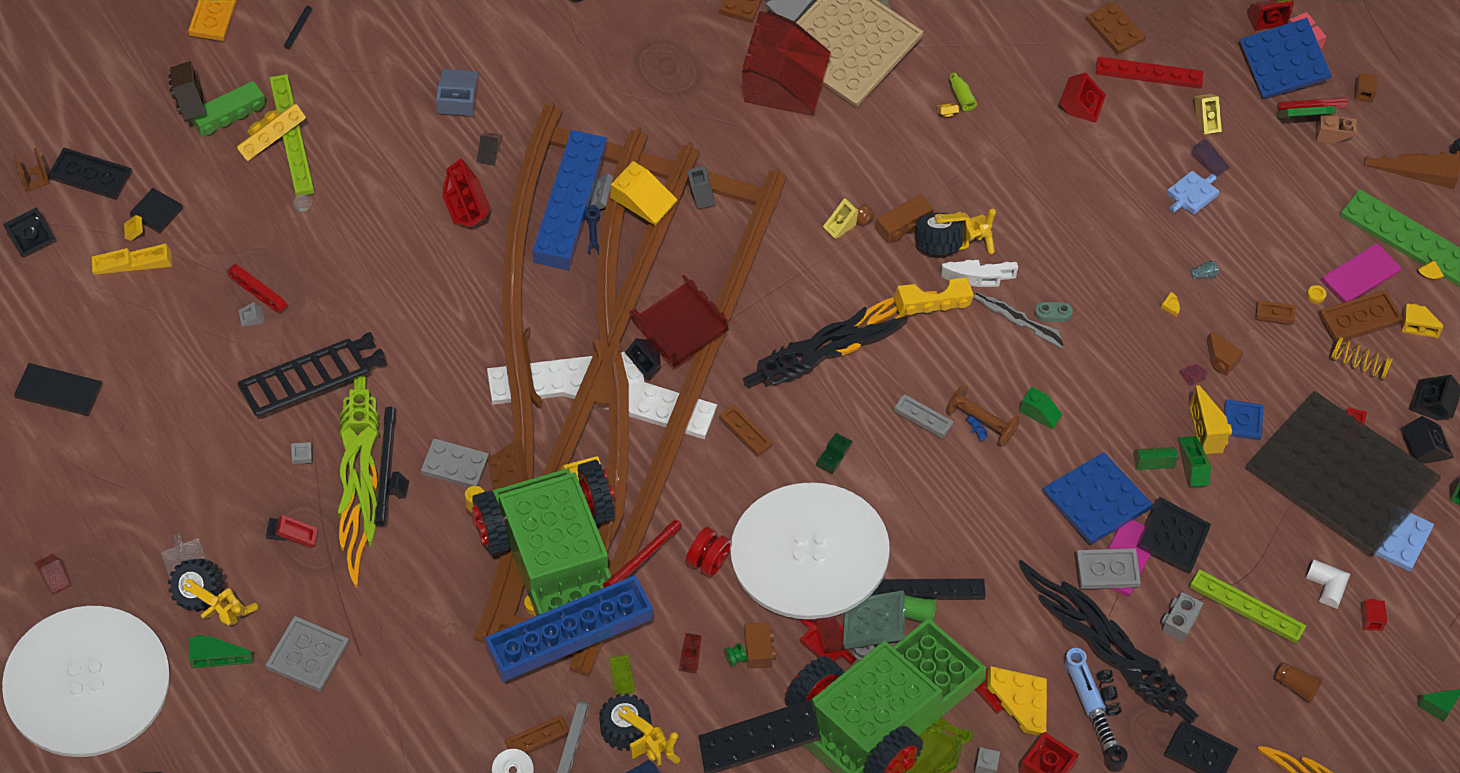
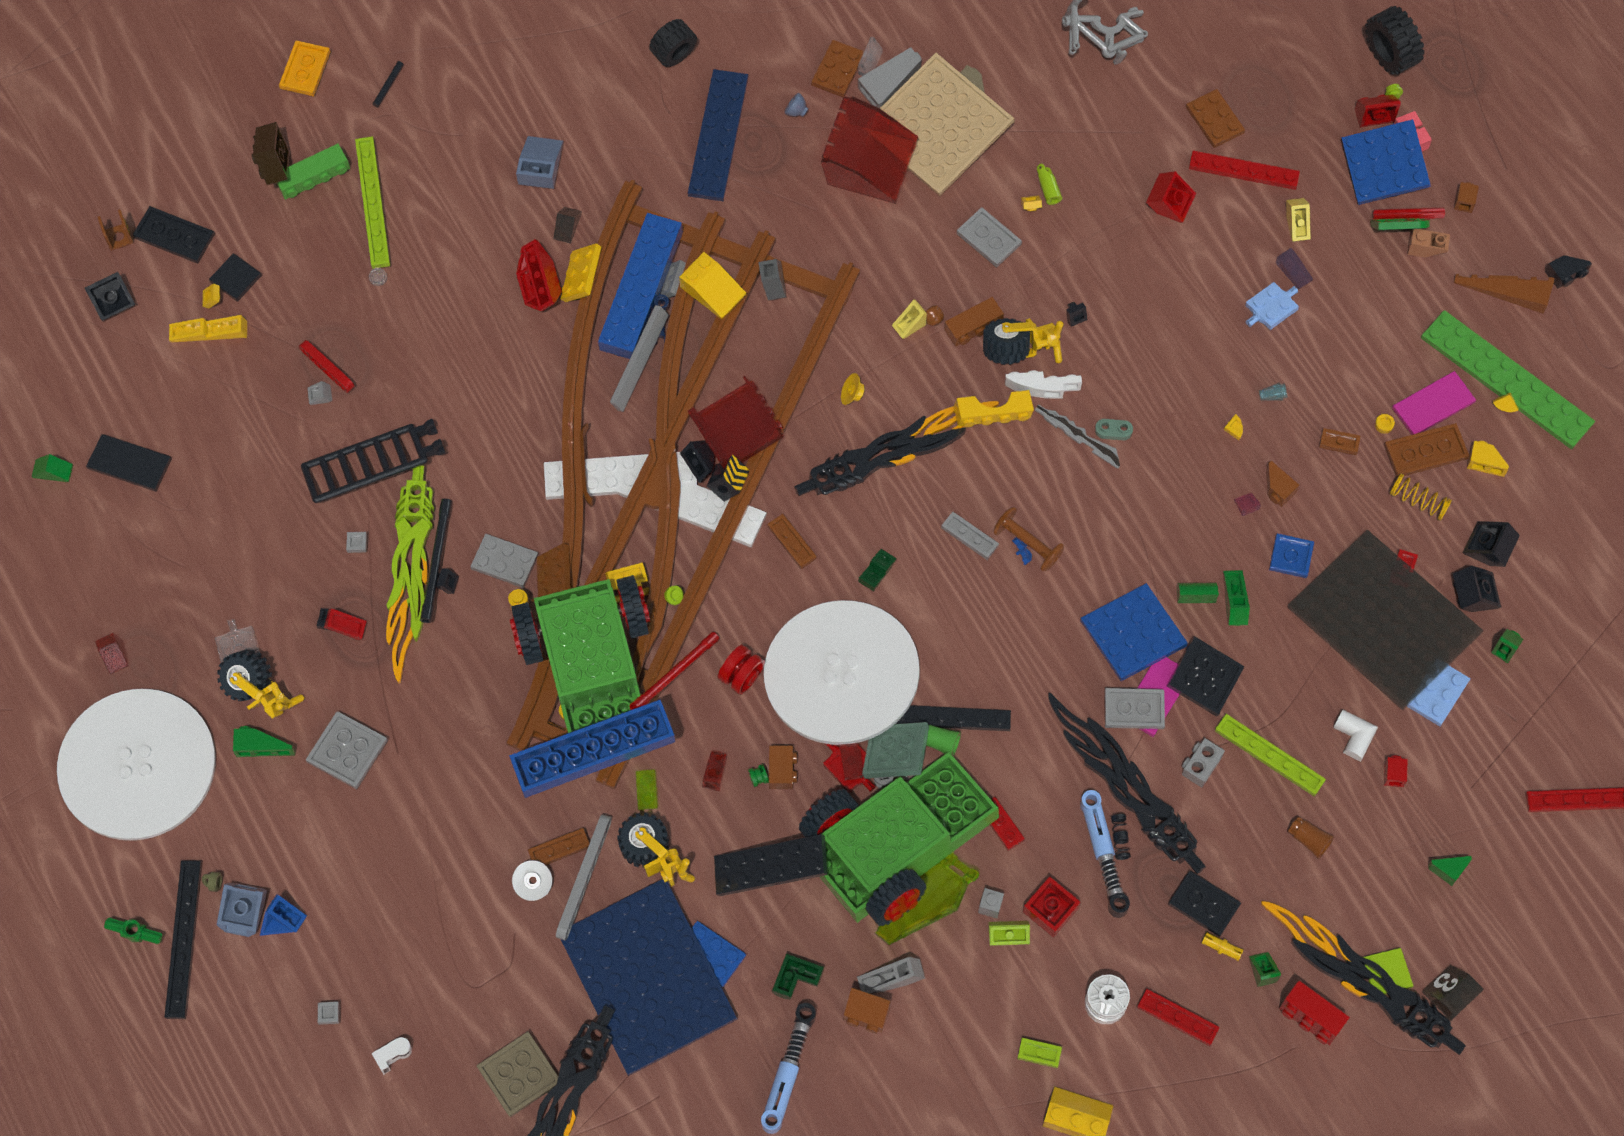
camera: 10 degrees right, 10 degrees up
(269, 130) = (350, 197): yellow bracket -> none
(508, 189) = (580, 272): none -> yellow plate
(575, 266) = (639, 358): none -> light grey tile
(632, 61) = (718, 135): none -> dark blue plate
(632, 485) = (673, 595): none -> lime plate
(679, 375) = (728, 481): none -> piece
(707, 31) = (796, 106): none -> sand blue brick
(791, 285) = (852, 389): none -> yellow piece
(909, 142) = (989, 237): none -> light grey plate
(1004, 207) = (1076, 313): none -> black tile
(1021, 697) = (1033, 837): yellow plate -> none
(1040, 408) = (1088, 533): green slope -> none
(1209, 422) = (1255, 560): yellow slope -> none

